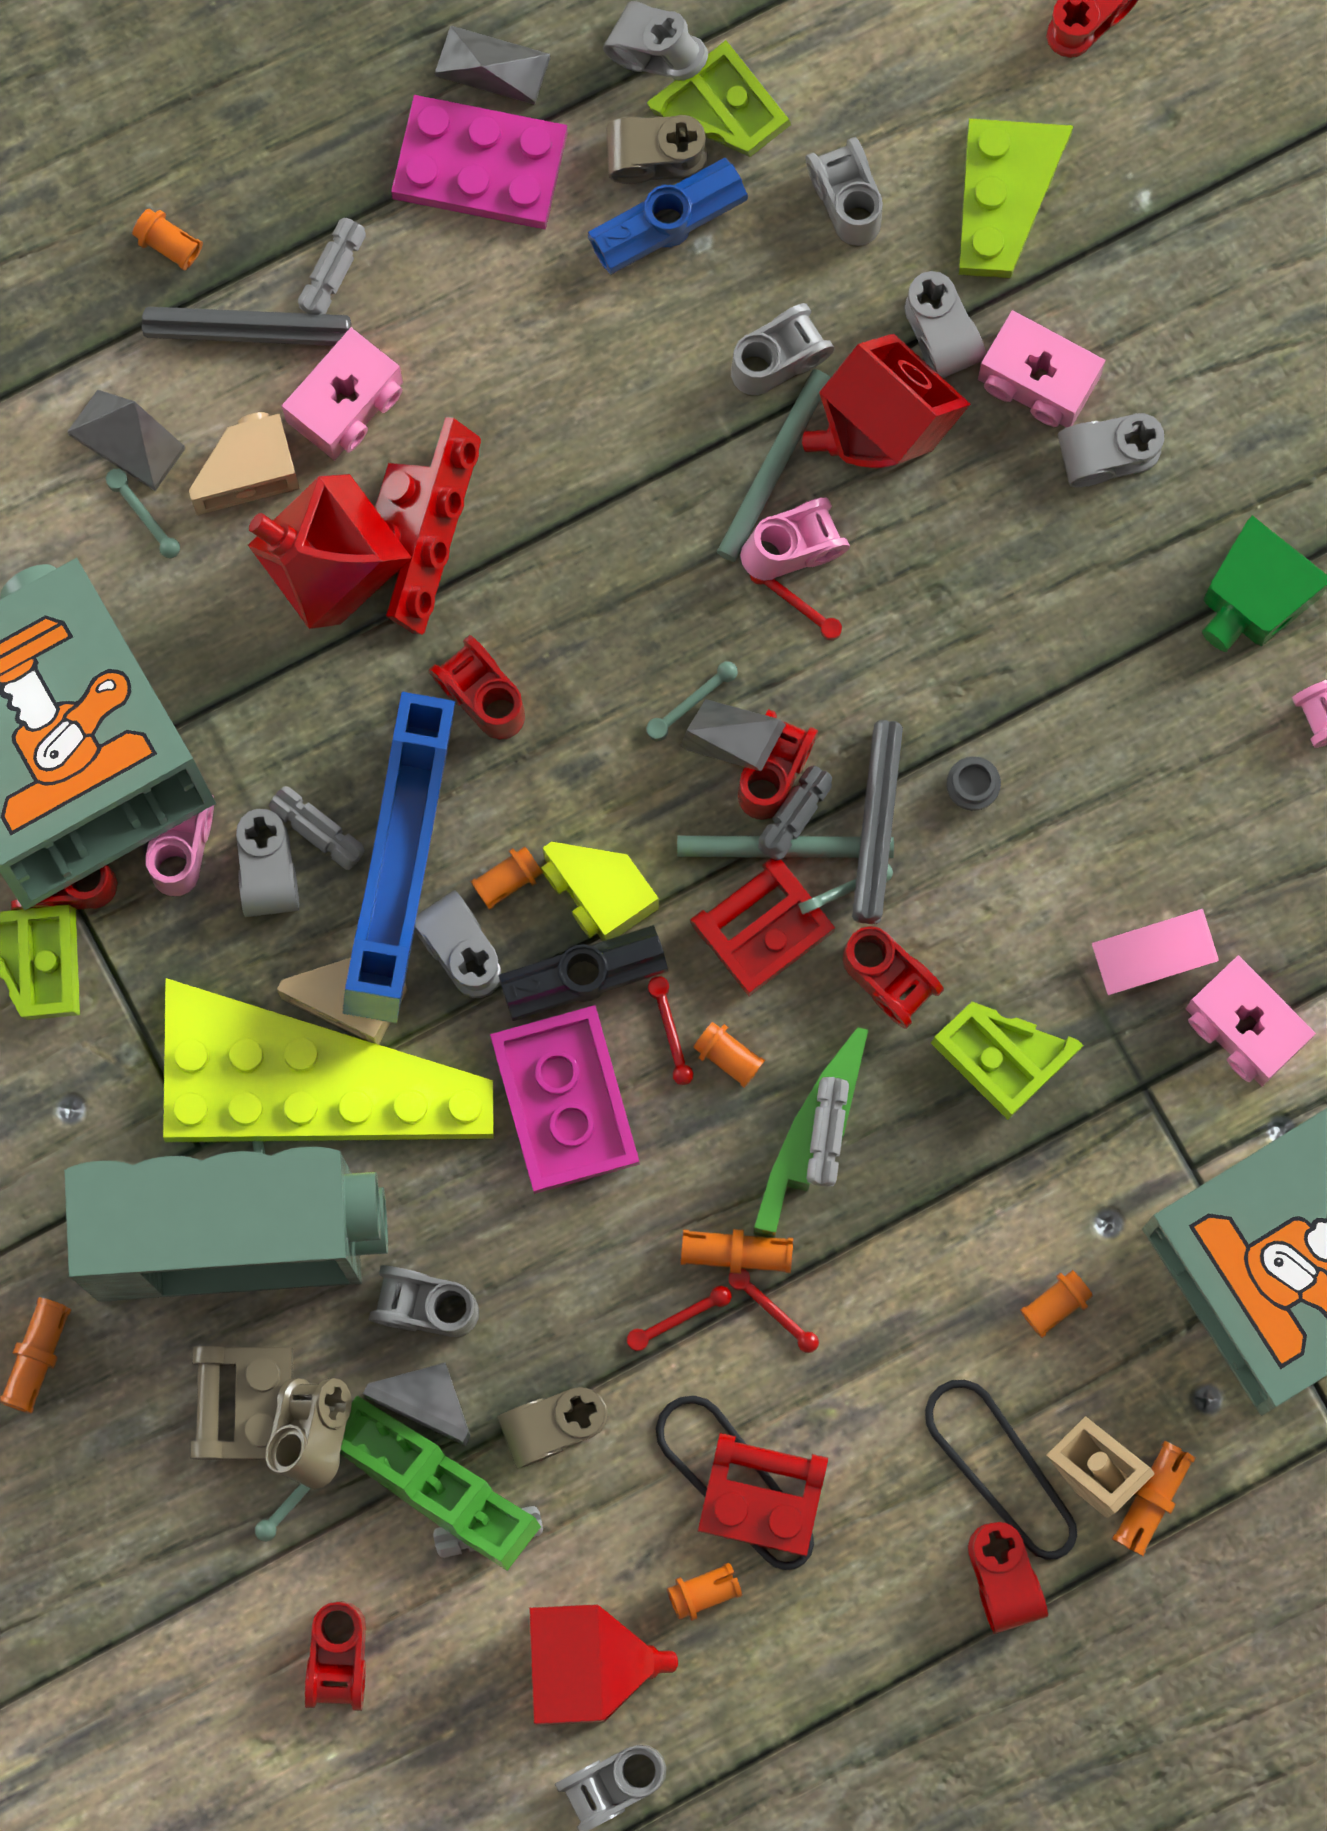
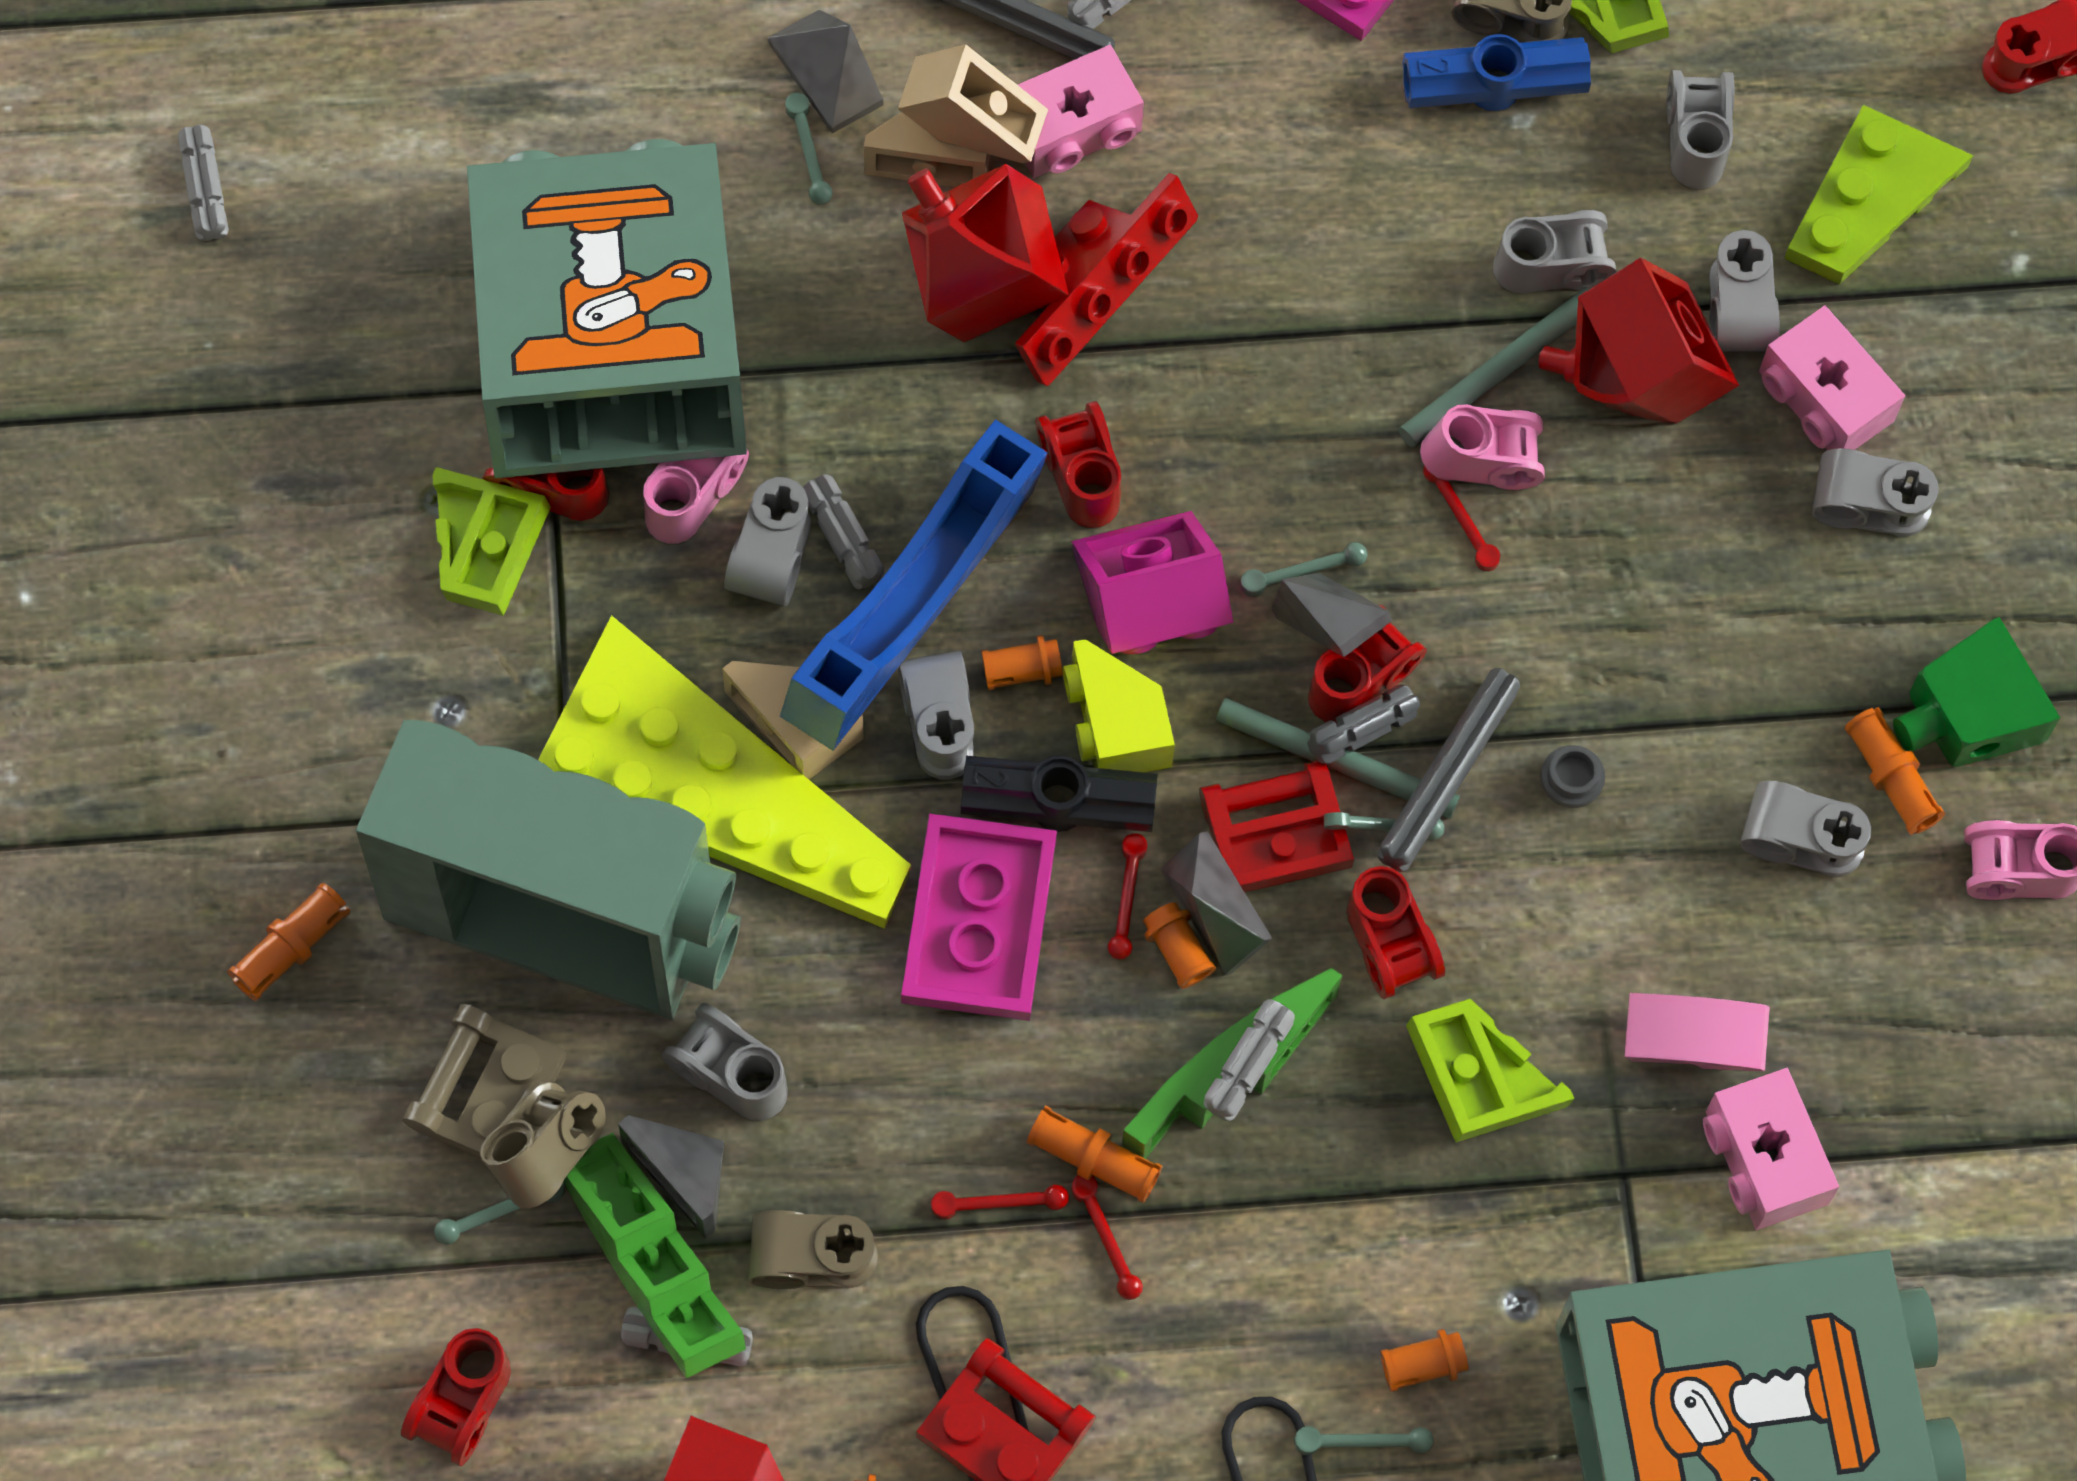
camera: 20 degrees right, 10 degrees down
(266, 432) = (972, 104): none -> tan slope
(580, 765) = (1154, 583): none -> dark pink slope
(743, 1008) = (1216, 903): none -> flat silver slope
(996, 1403) = (1309, 1440): none -> sand green hinge
(1160, 754) = (1799, 827): none -> light grey piece
(1219, 672) = (1894, 770): none -> orange pin

